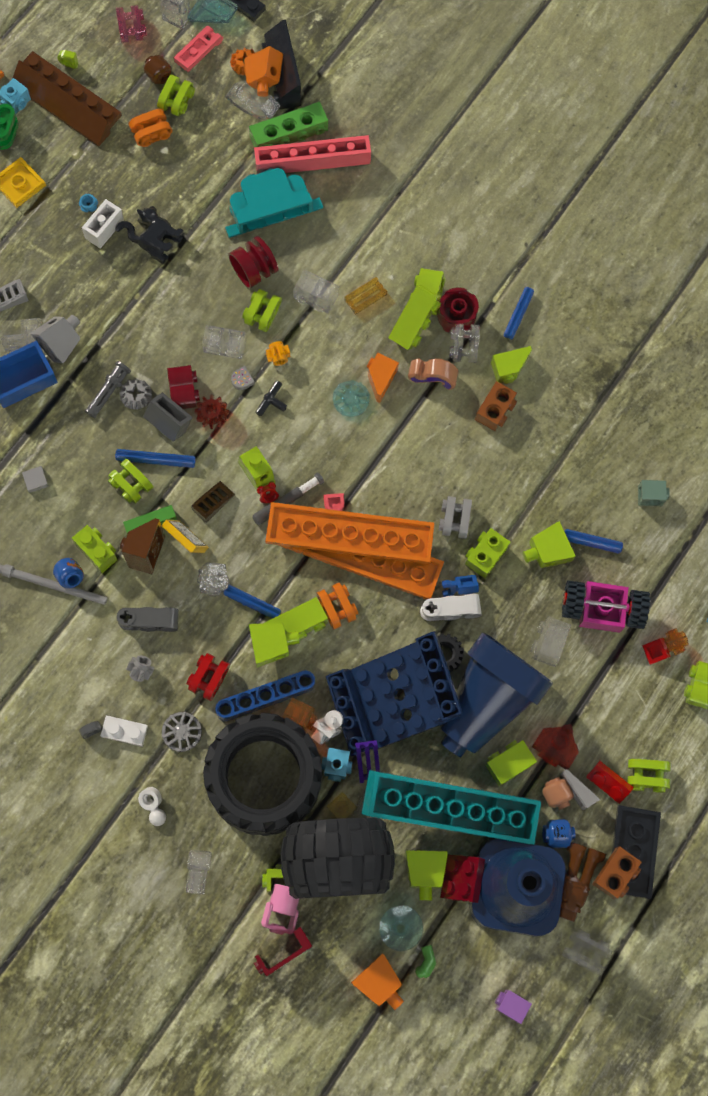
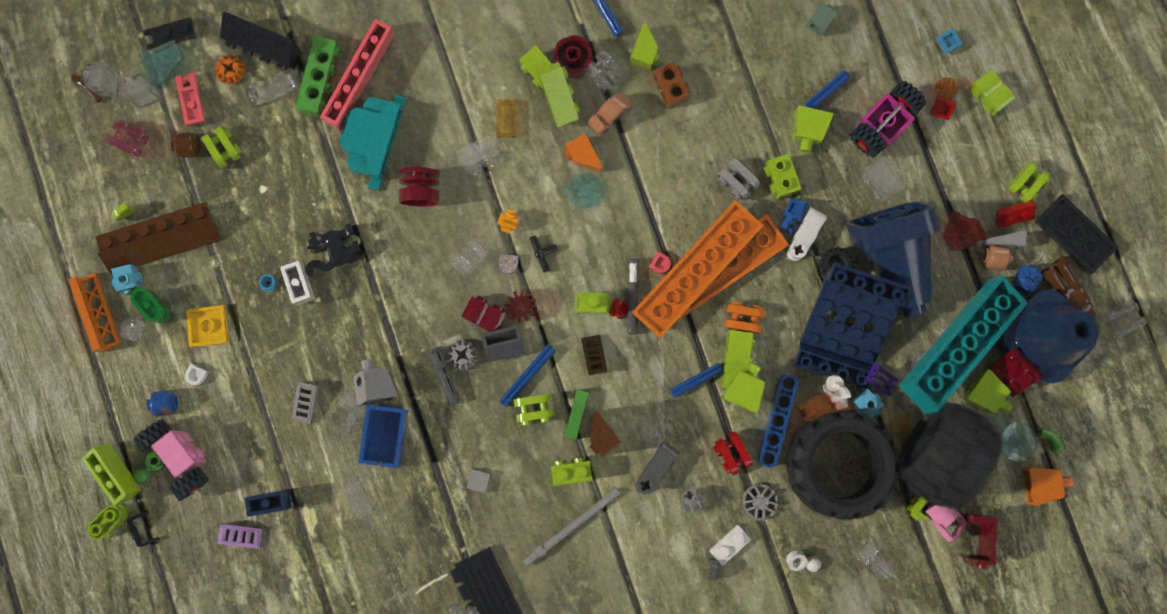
camera: 50 degrees left, 10 degrees up
(68, 573) = (577, 506): blue head -> none
(150, 127) = (245, 181): orange brick -> none
(185, 536) = (612, 396): yellow tile -> none
(213, 579) = (660, 398): clear brick -> none
(258, 300) = (452, 204): lime brick -> none
(263, 69) = (254, 60): orange torso -> none
(510, 763) = (953, 275): lime brick -> none
(512, 1006) = (1125, 400): medium lavender brick -> none
(613, 870) = (1082, 260): dark orange brick -> none

